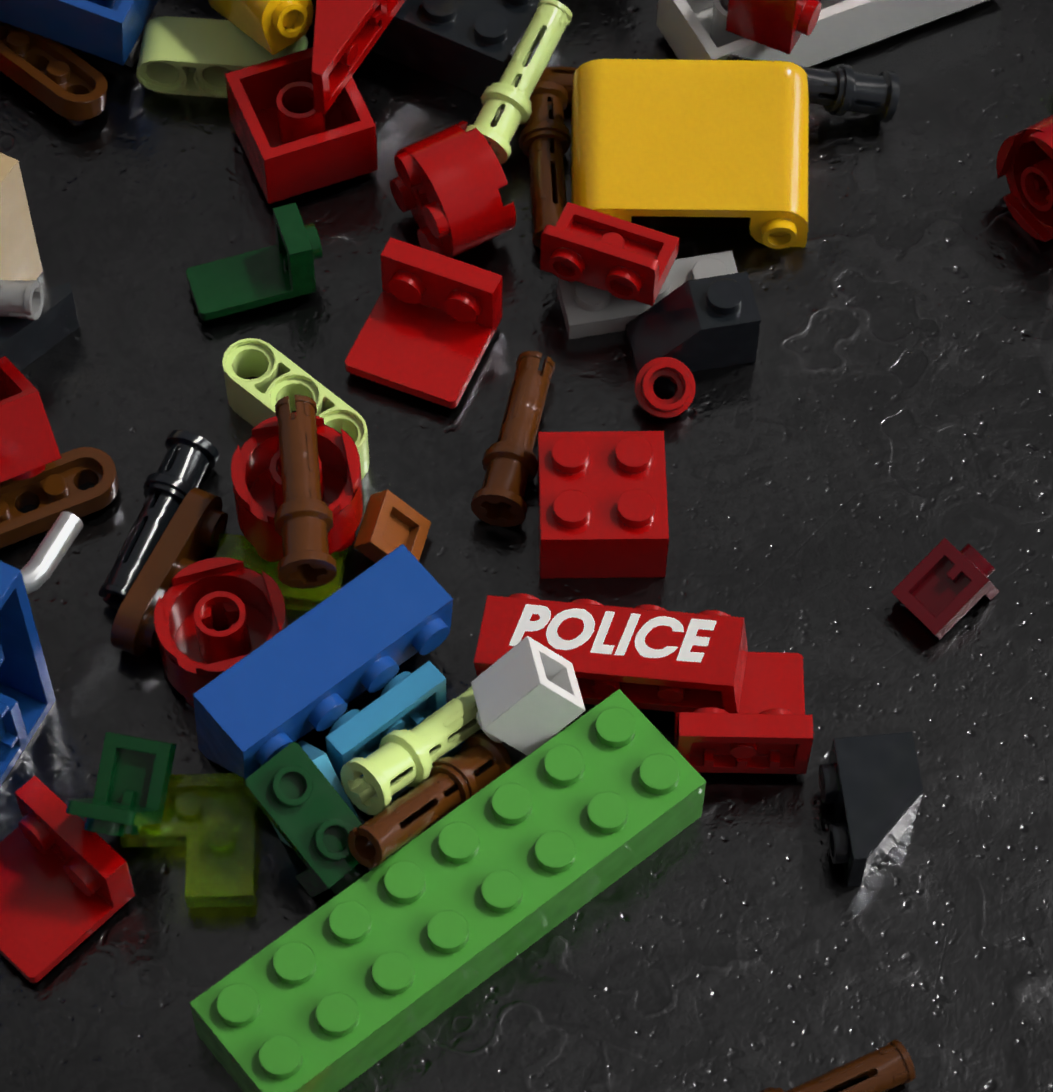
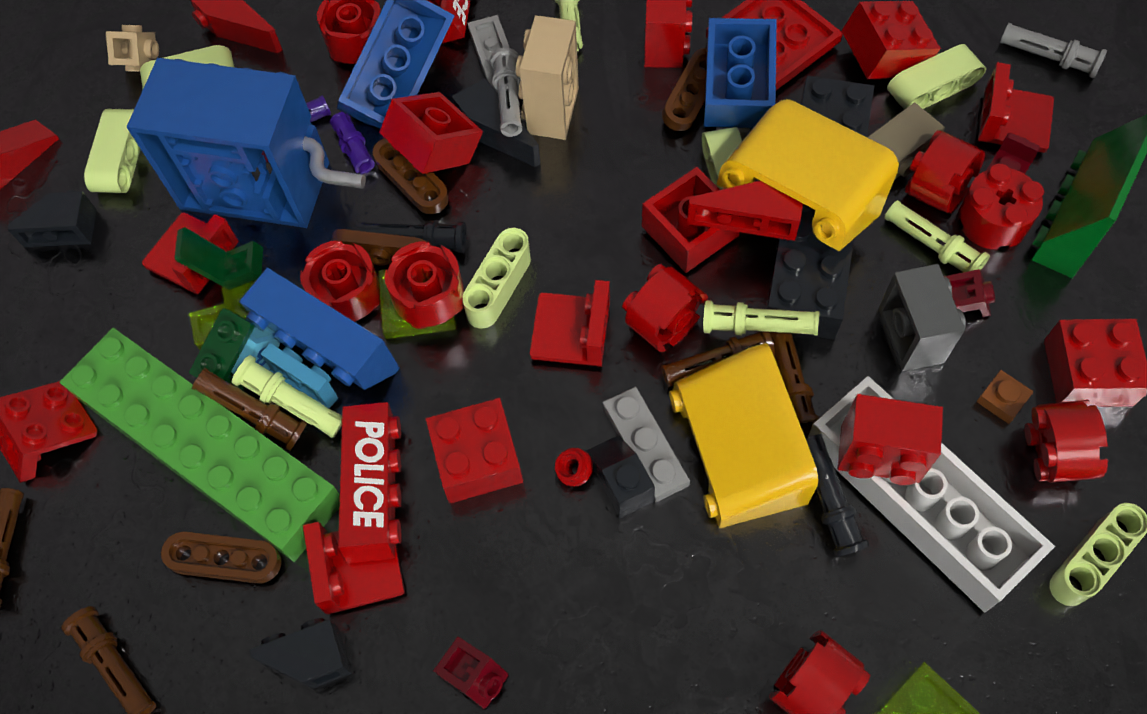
camera: 80 degrees right, 5 degrees up
(261, 274) = (588, 236): dark green bracket -> none
(303, 516) = (381, 283): reddish brown pin -> none
(388, 525) = (430, 347): dark orange plate -> none
(511, 459) = (515, 393): reddish brown pin -> none
(527, 696) = (313, 436): white brick -> none
(608, 253) = (647, 404): red bracket -> none
(675, 884) = (207, 551): none -> reddish brown plate

